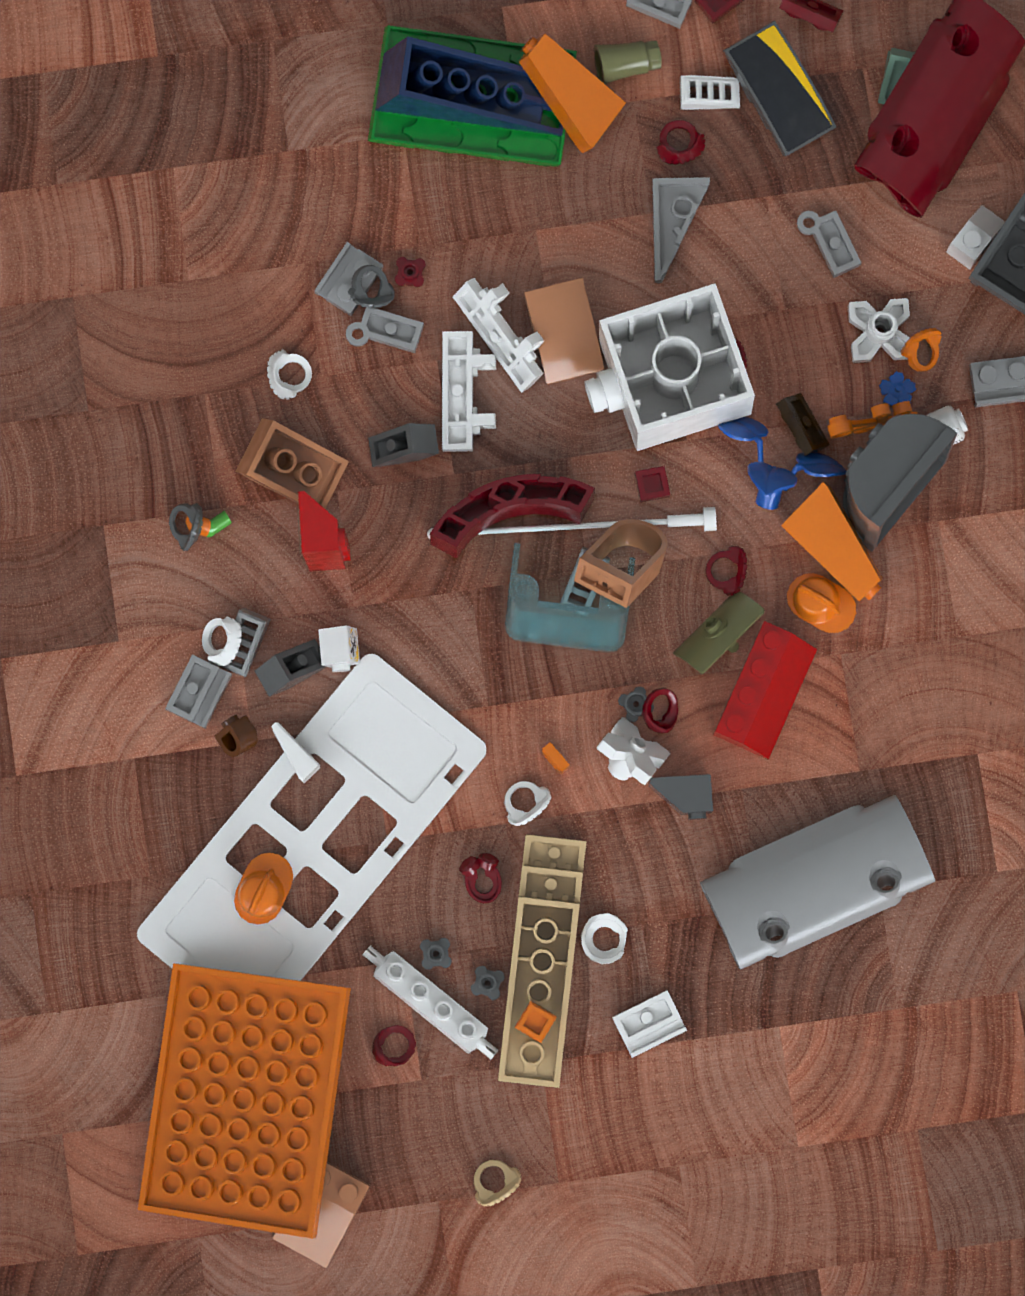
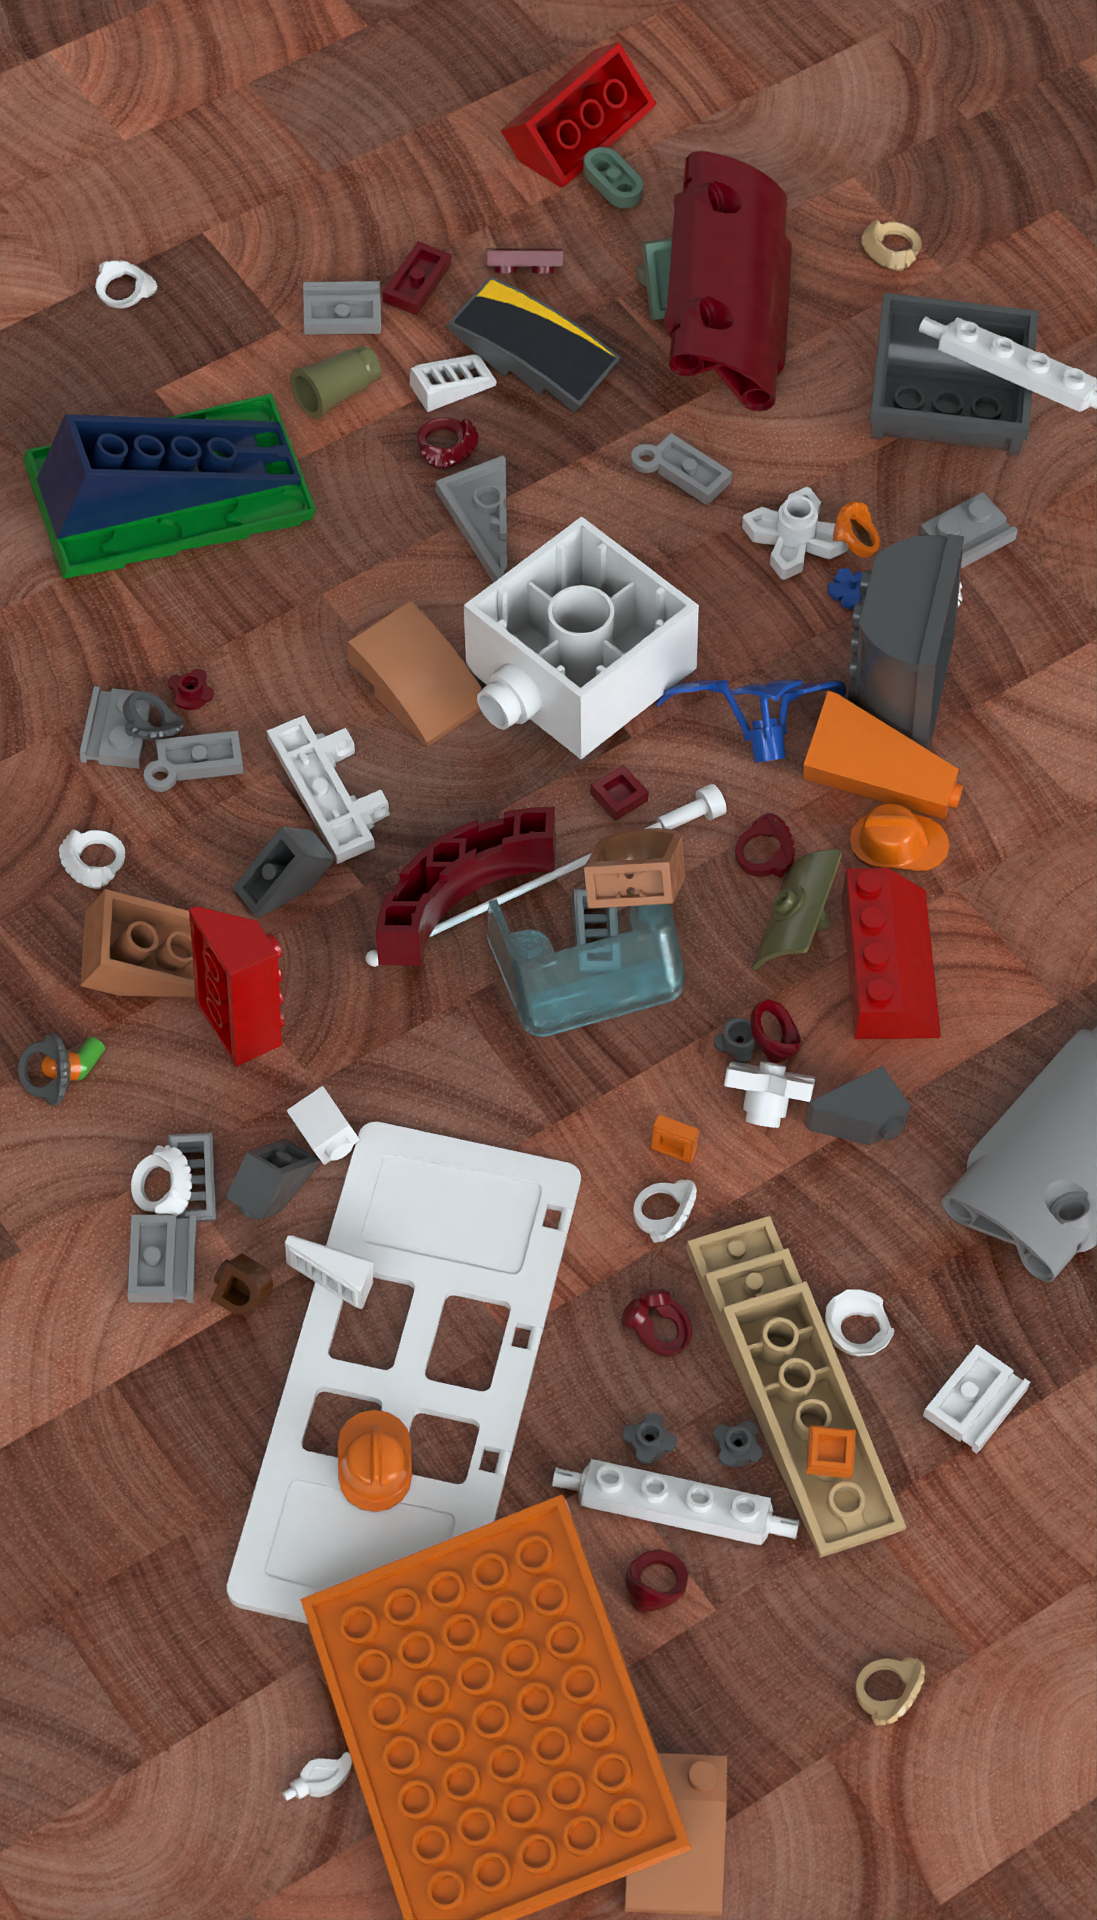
camera: 30 degrees left, 25 degrees down
(136, 1074) = (320, 1777): none -> white piece
(513, 353) = (368, 719): white hinge -> none
(571, 91) = (287, 423): orange slope -> none
(802, 424) = (750, 653): dark brown plate -> none
(841, 426) = (818, 614): orange plant -> none
(975, 237) = (846, 407): white slope -> none

